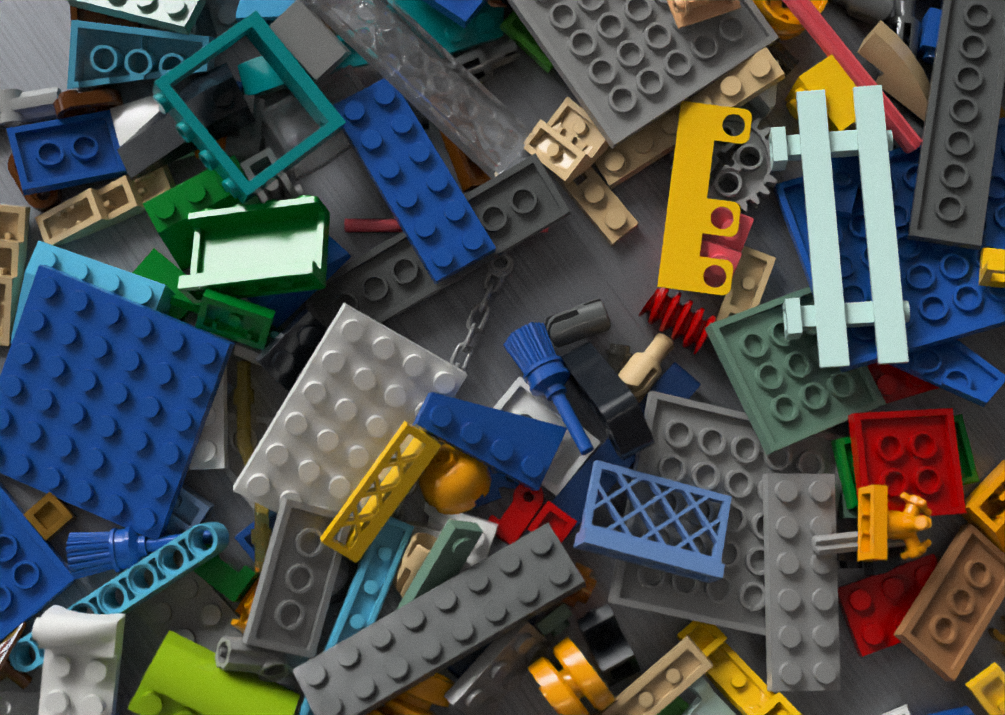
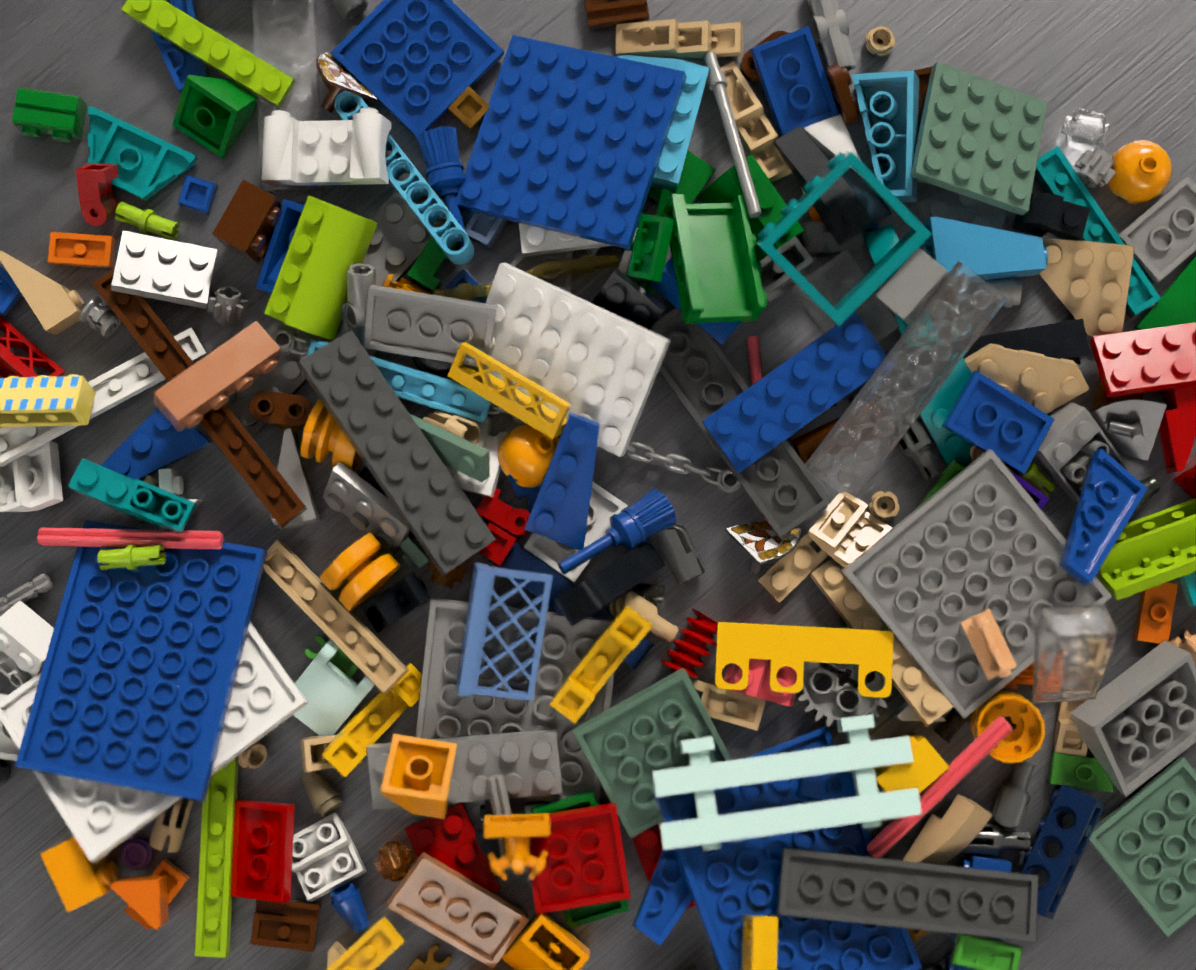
camera: 85 degrees right, 5 degrees up
(30, 52) = (885, 35): none -> tan plate
(58, 234) = (718, 83): none -> light grey bar
(542, 95) = (890, 500): none -> tan plate
(573, 233) = (762, 543): none -> shield
(695, 417) = (599, 663): none -> yellow slope
(808, 630) = (419, 775): none -> light orange slope
(898, 670) = (394, 860): none -> clear orange gear

